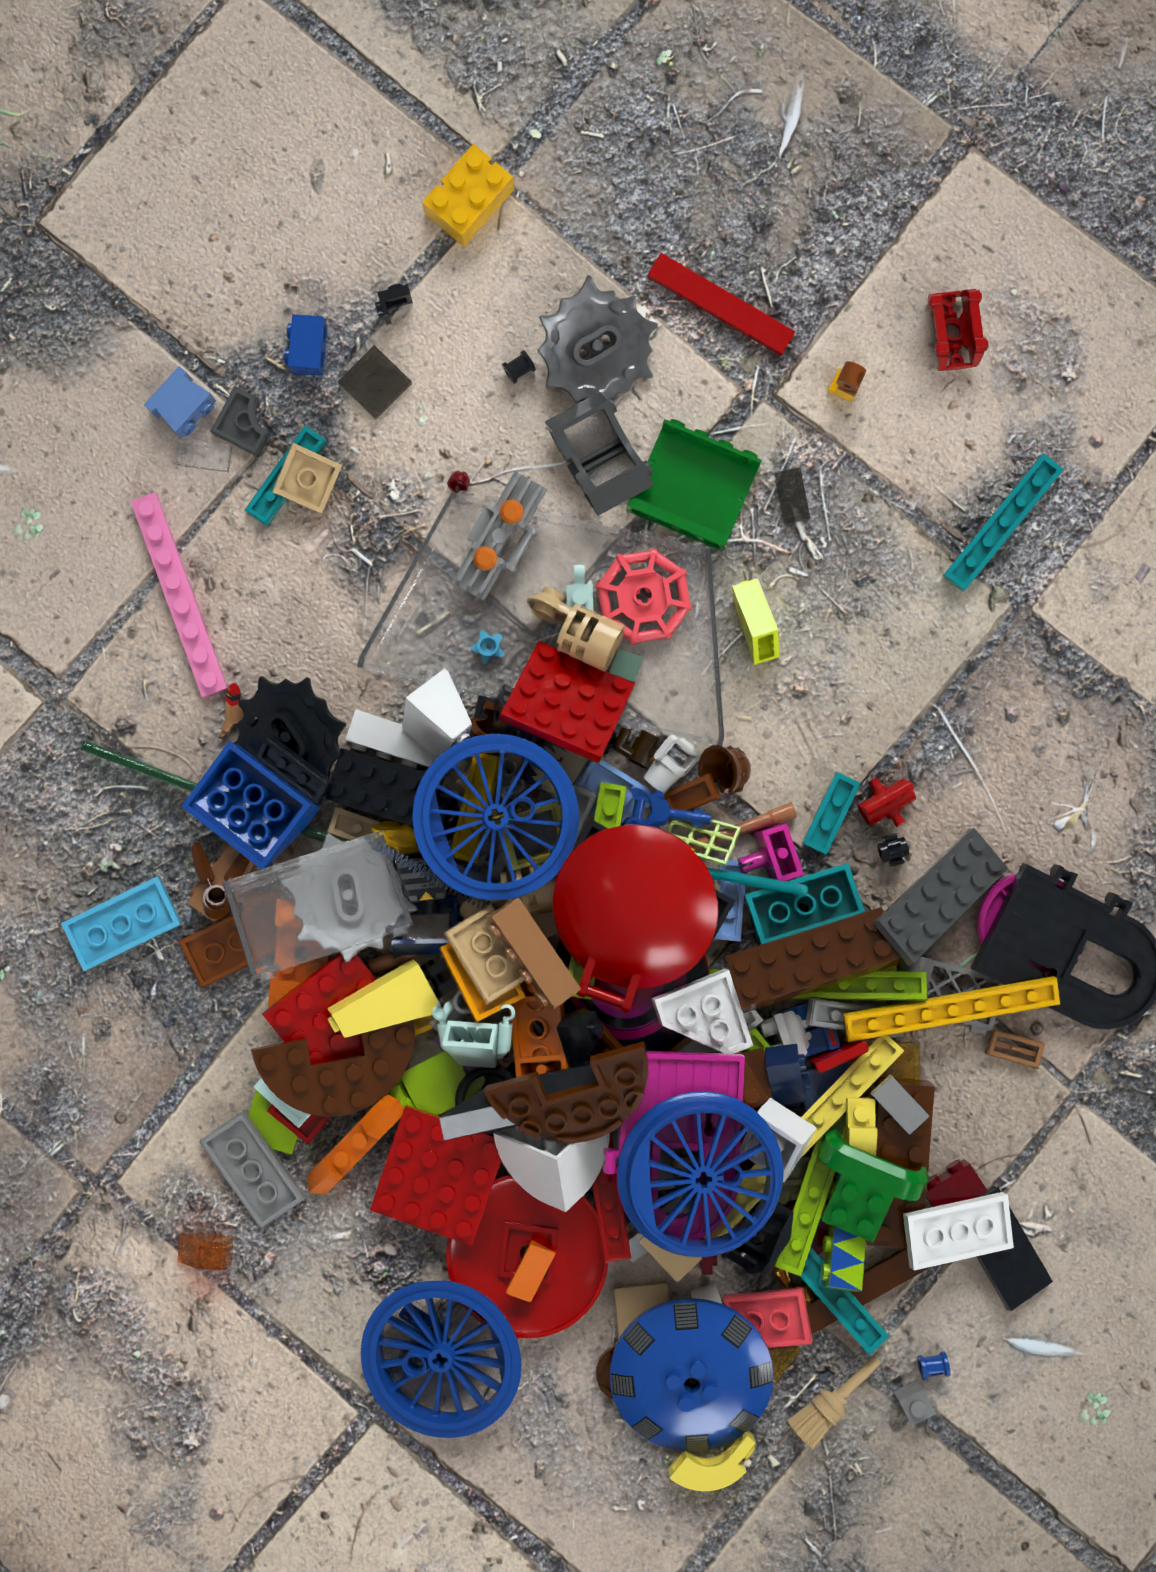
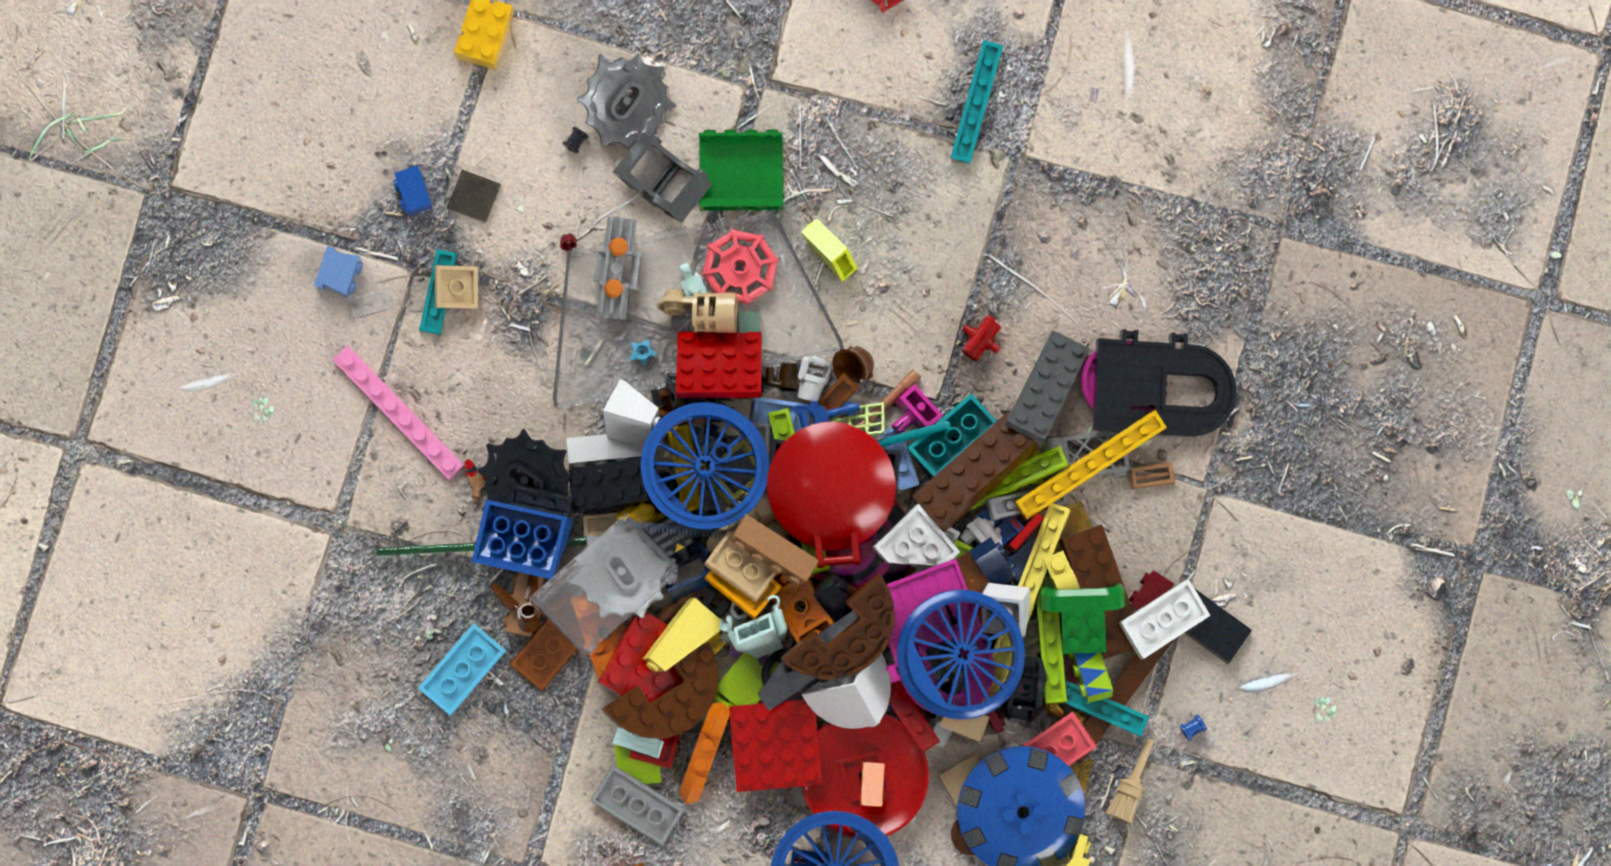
camera: 30 degrees left, 5 degrees down
(239, 423) = (387, 269): dark grey tile -> none
(393, 297) = (461, 128): black bracket -> none
(721, 304) = (703, 31): red tile -> none
(792, 496) = (815, 148): clear smoke tile -> none
(831, 813) = (944, 364): teal plate -> none
(847, 381) = (819, 49): dark orange leg -> none
(893, 849) = (1000, 370): black gear -> none
(900, 1104) = (1081, 546): light grey tile -> none
(914, 1402) = (1190, 759): light grey brick -> none

